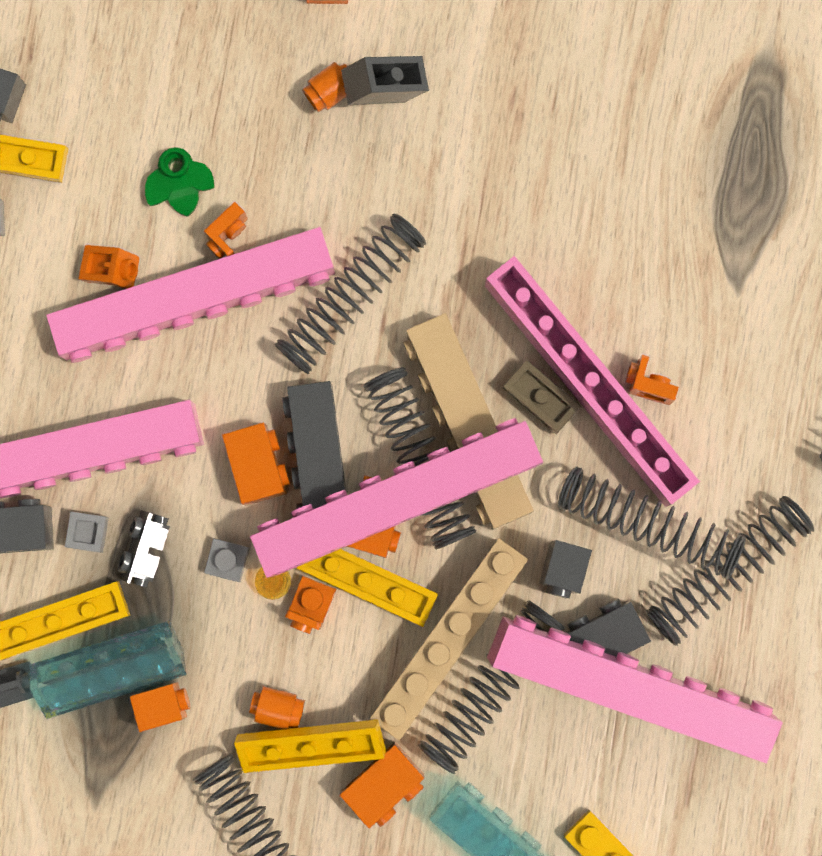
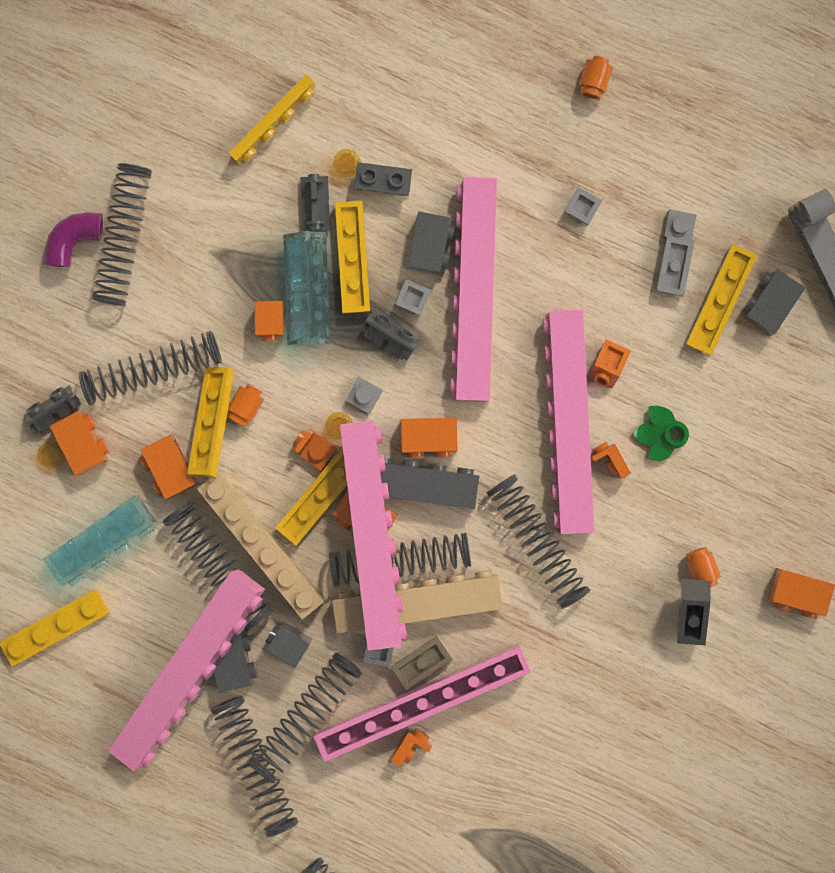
camera: 100 degrees right, 5 degrees up
(550, 453) = (379, 657): none -> light grey plate

